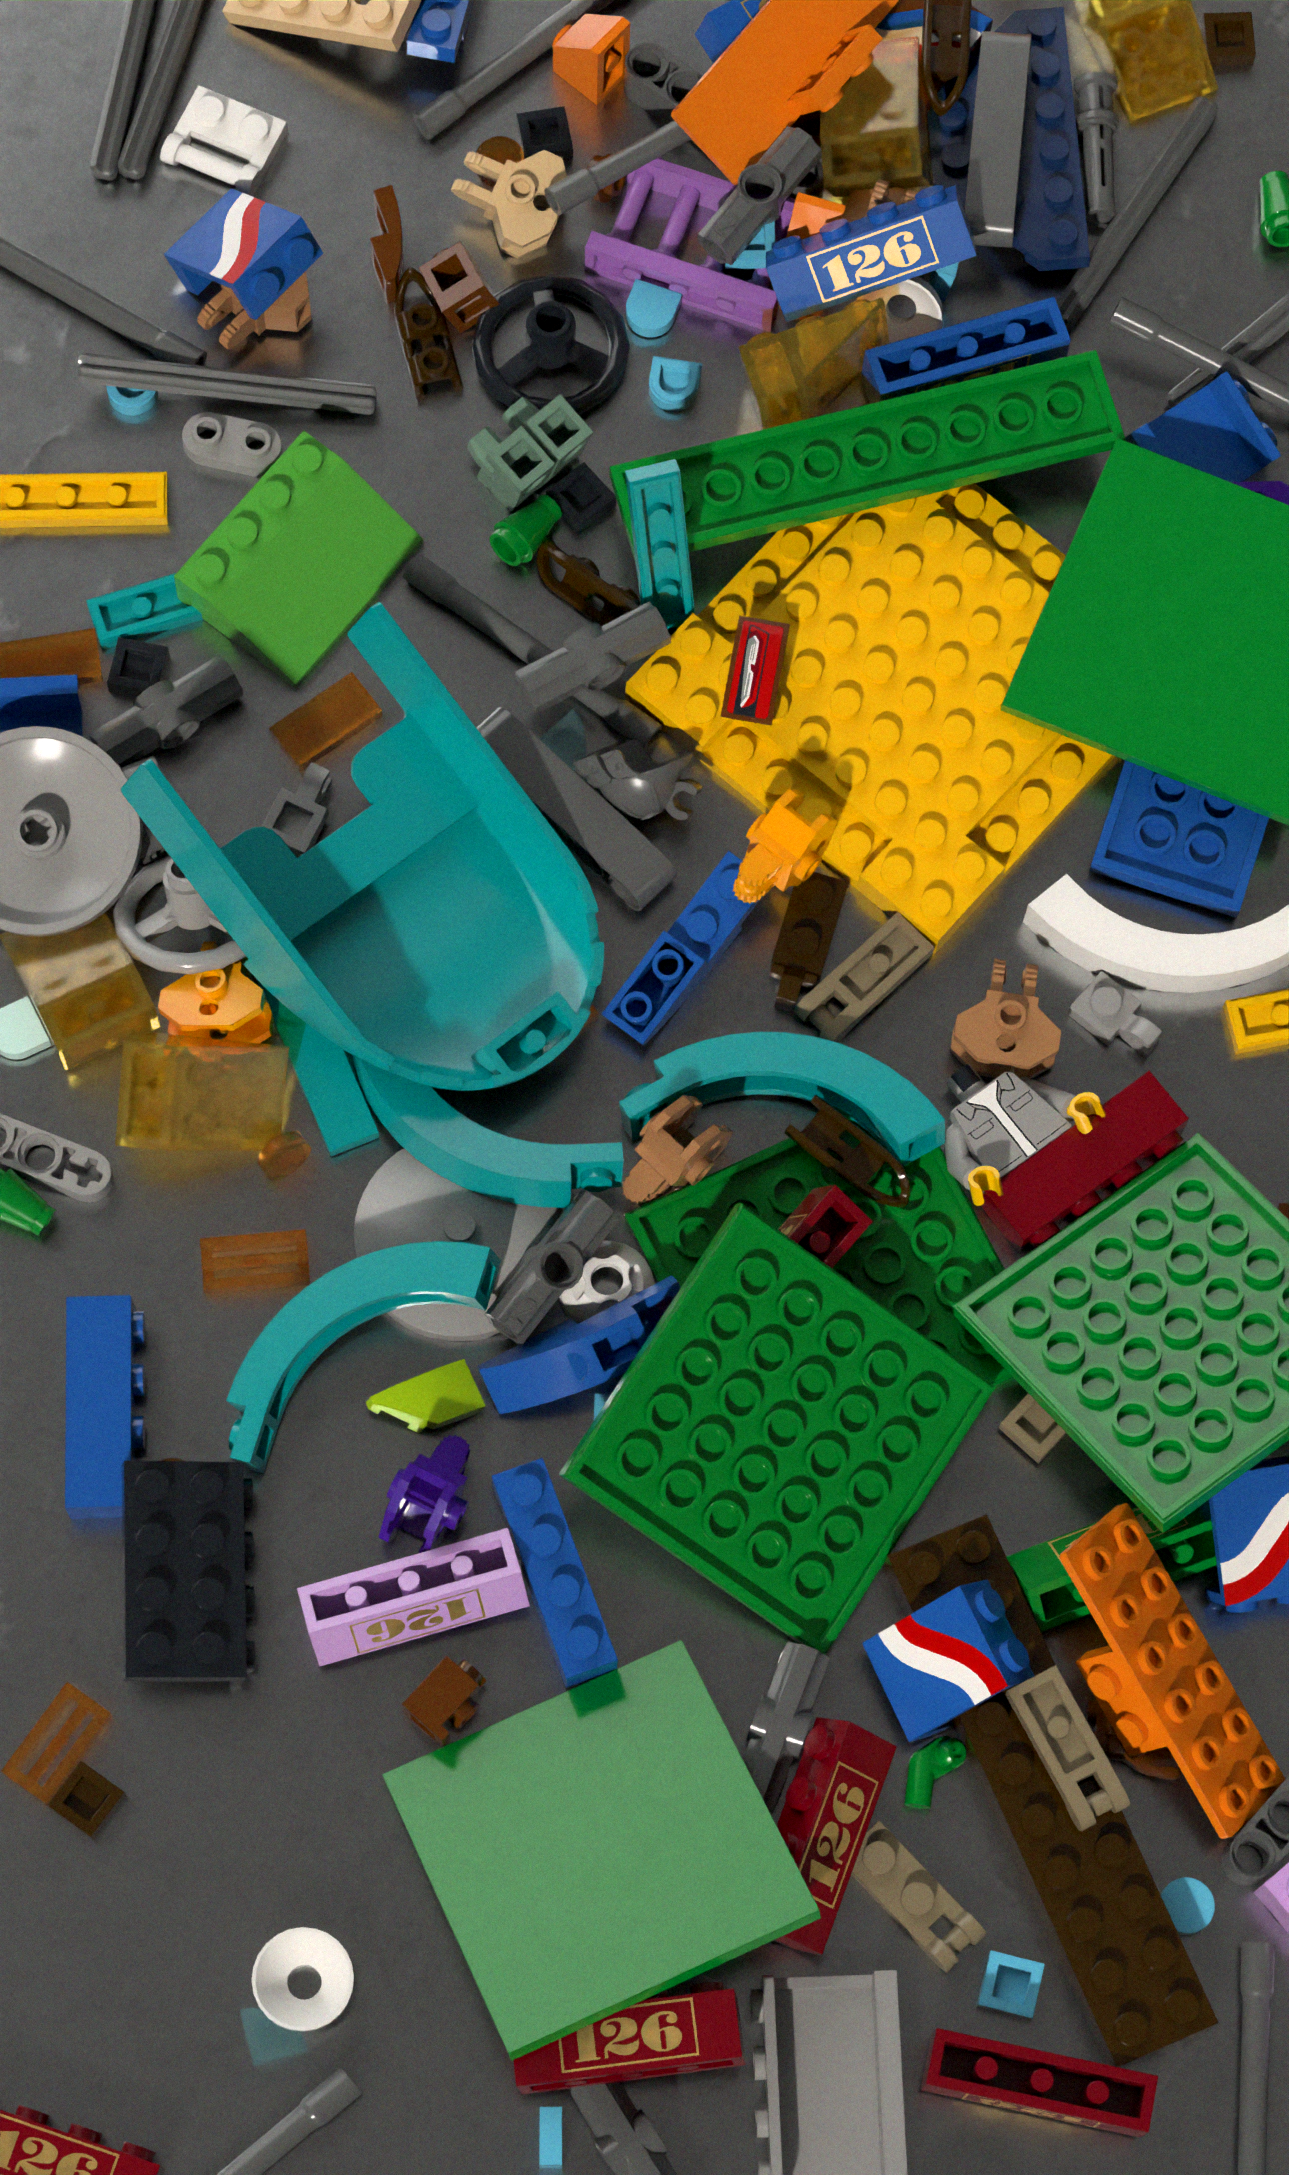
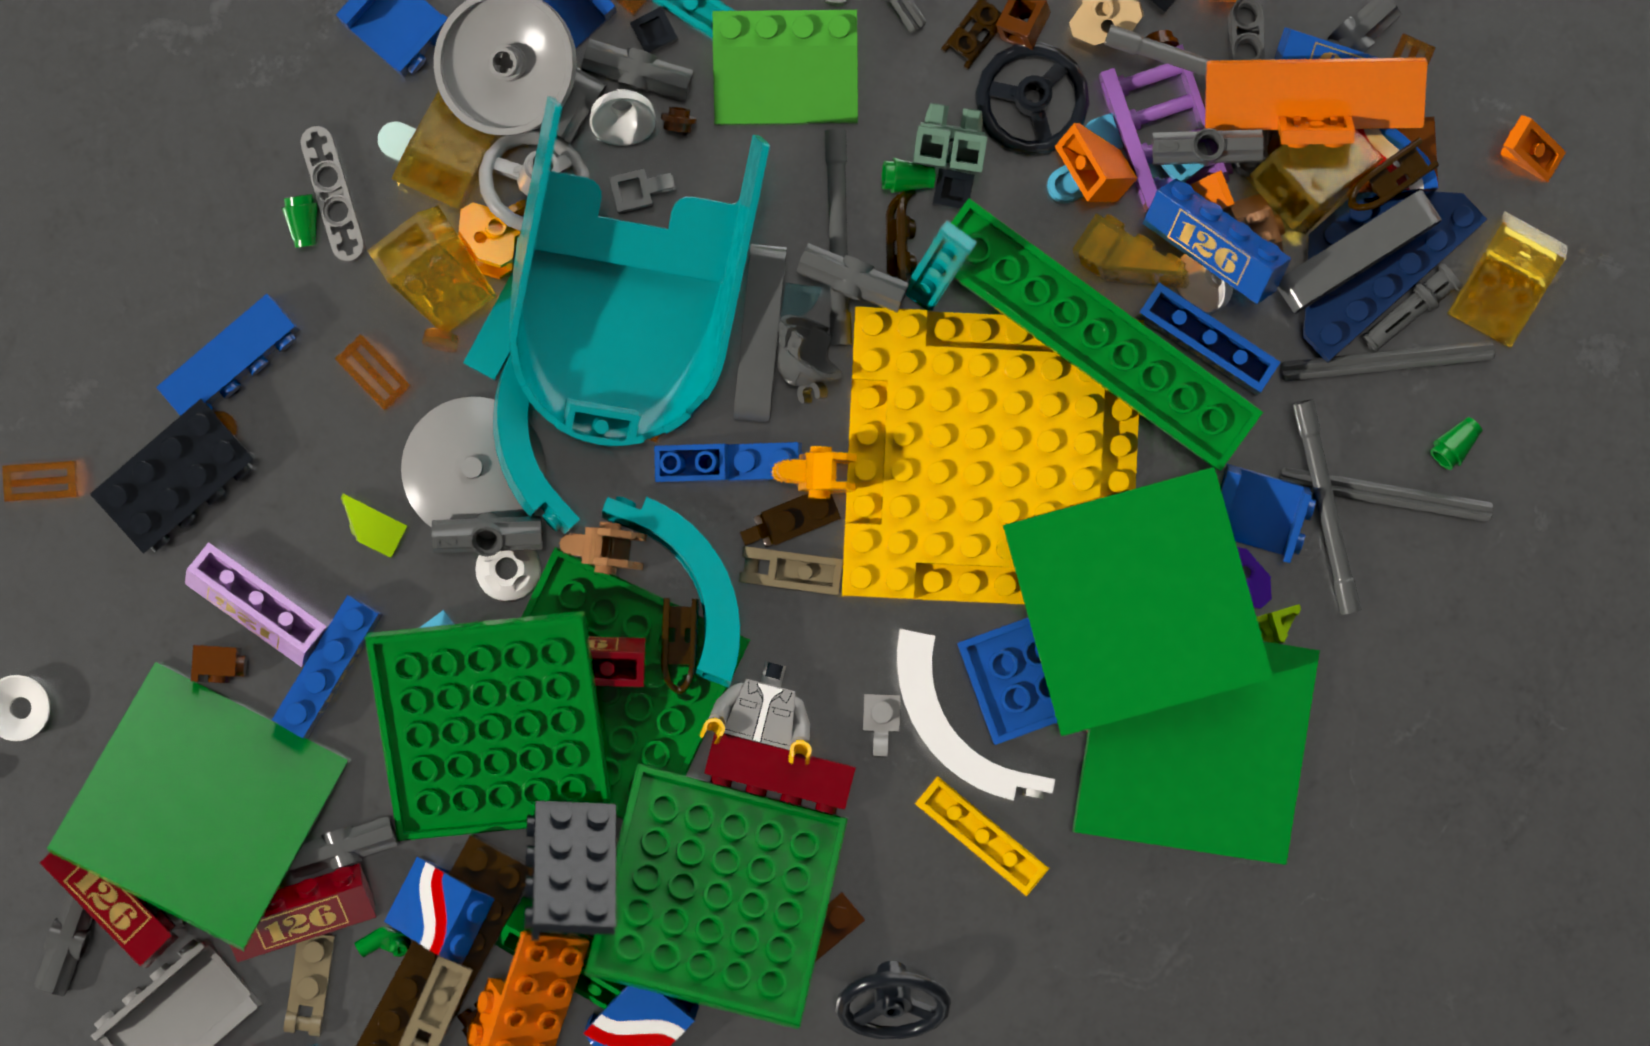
camera: 55 degrees right, 15 degrees up
(86, 1800) = (23, 521): dark brown tile -> none
(221, 764) = (622, 126): none -> white piece
(258, 714) = (678, 120): none -> reddish brown plate
(325, 722) = (706, 158): clear orange tile -> none
(333, 1306) = (365, 433): teal arch -> none
(429, 1495) = (315, 569): dark purple hinge -> none
(550, 2138) = (39, 896): medium azure tile -> none
(574, 1354) = (452, 588): blue slope -> none
(678, 329) = (1095, 165): none -> orange slope
(755, 670) = (913, 374): slope -> none
(1006, 1029) = (825, 669): medium nougat hinge -> none
(1024, 1455) = (571, 868): none -> bracket
(1229, 38) = (1548, 328): dark brown tile -> none

